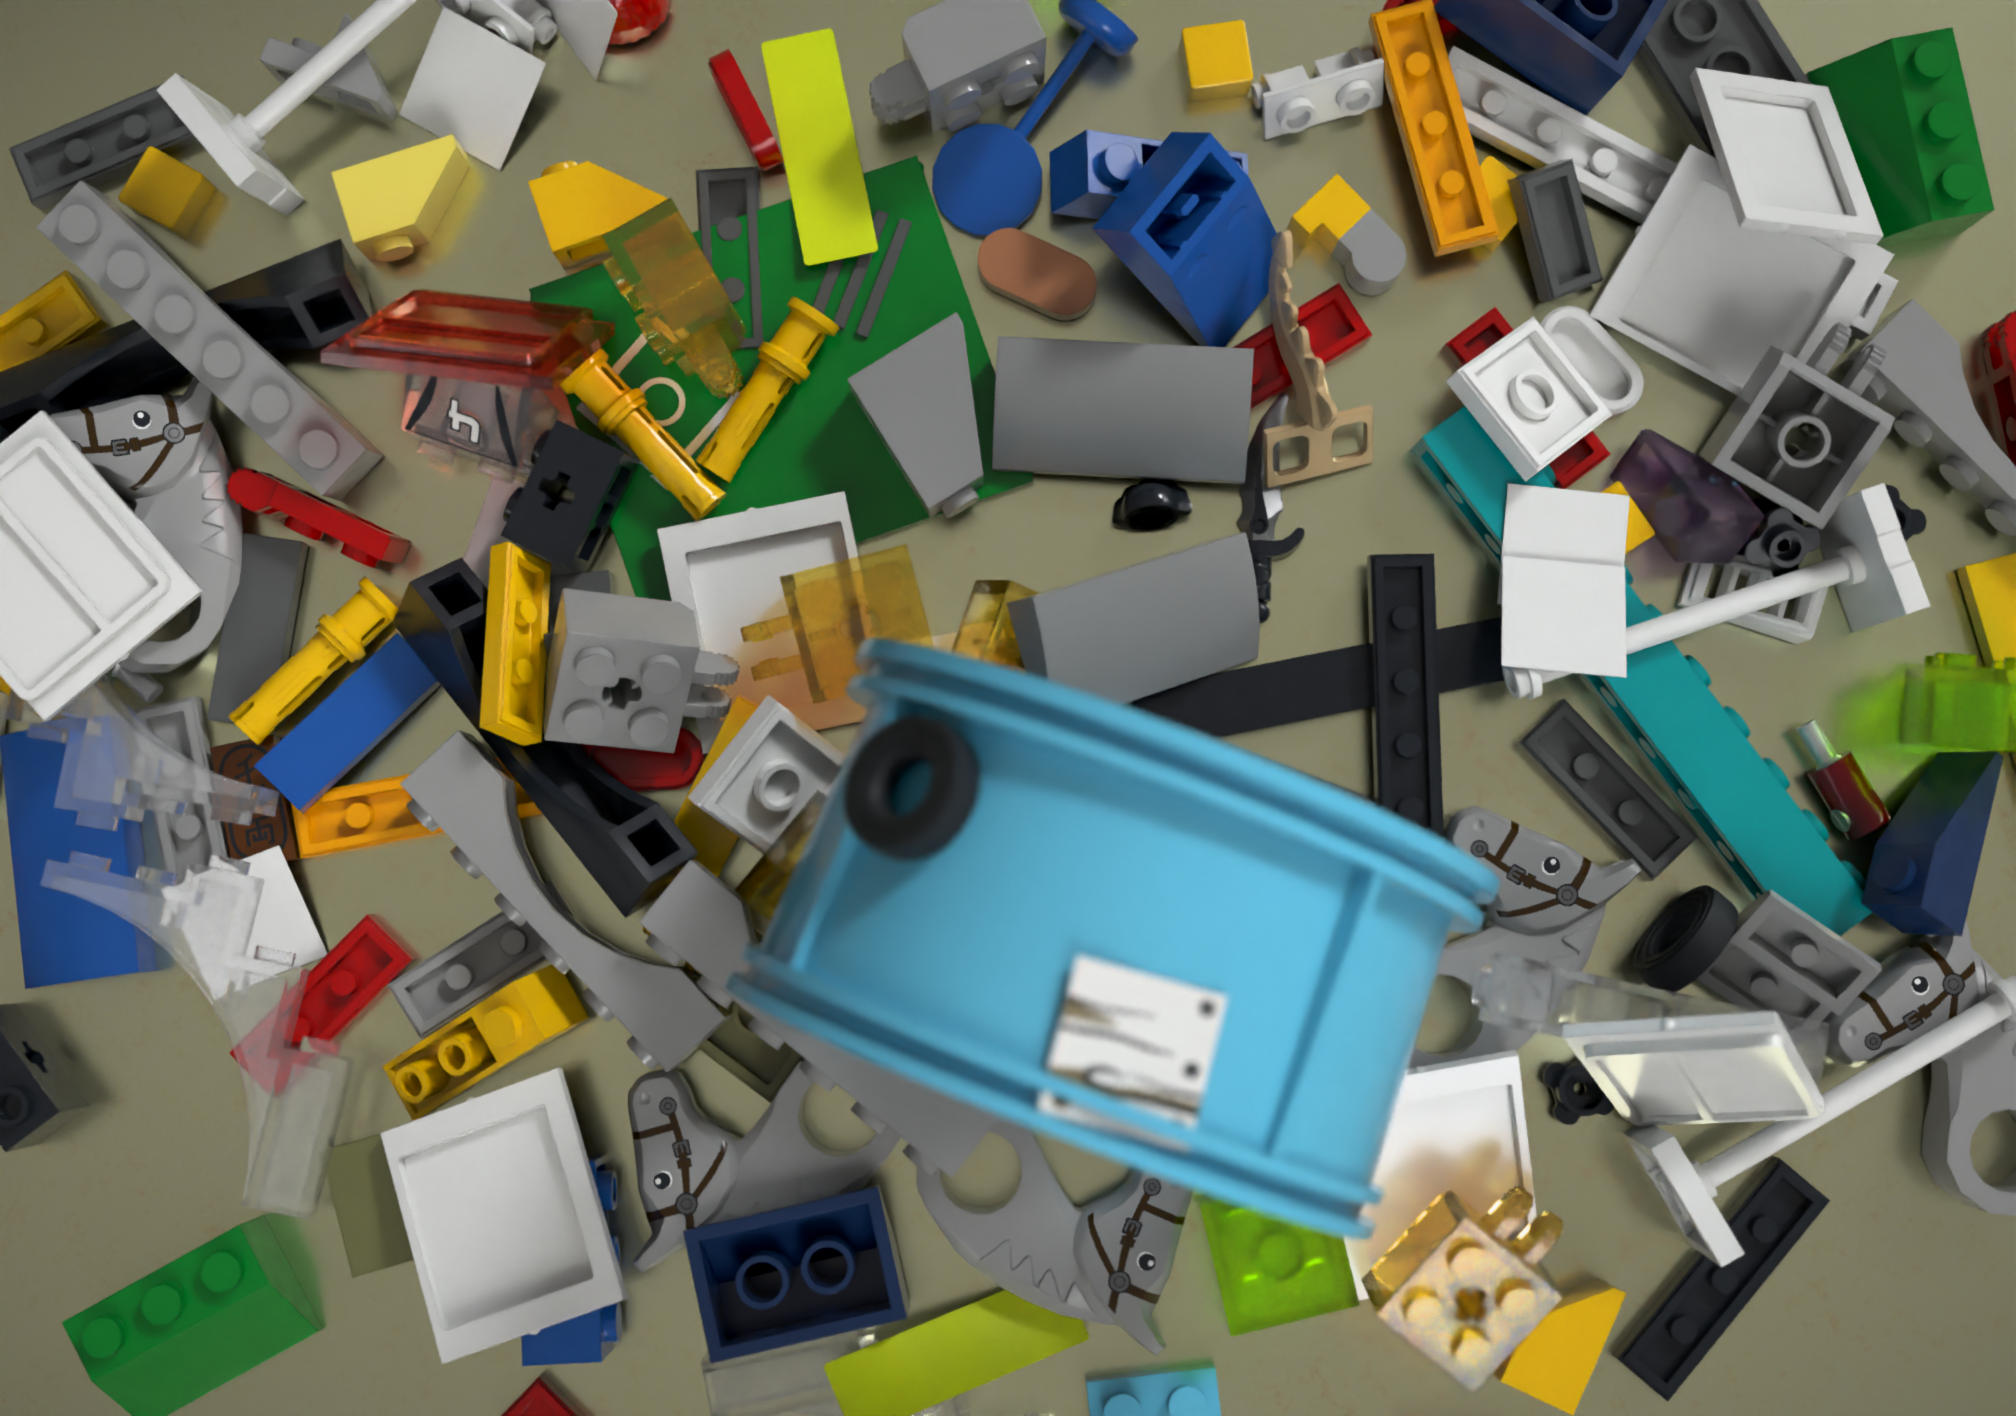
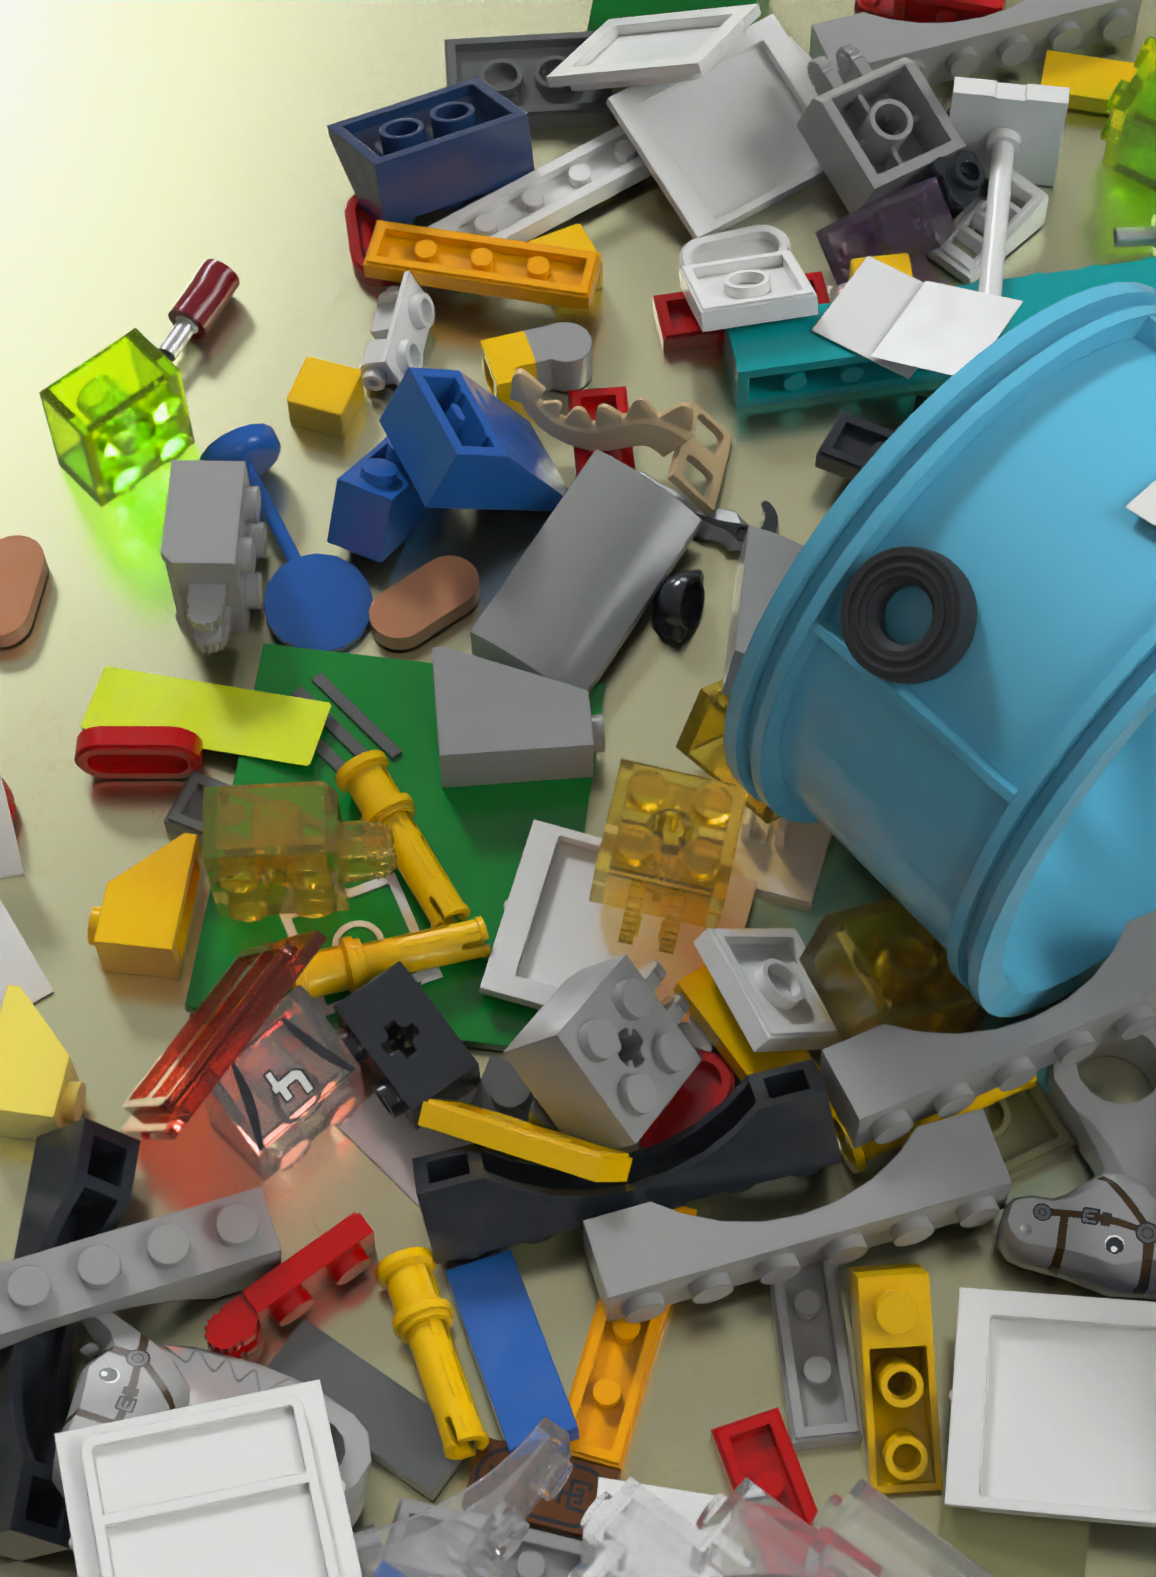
camera: 60 degrees left, 25 degrees down
(1555, 230) = (616, 226): dark grey tile -> none

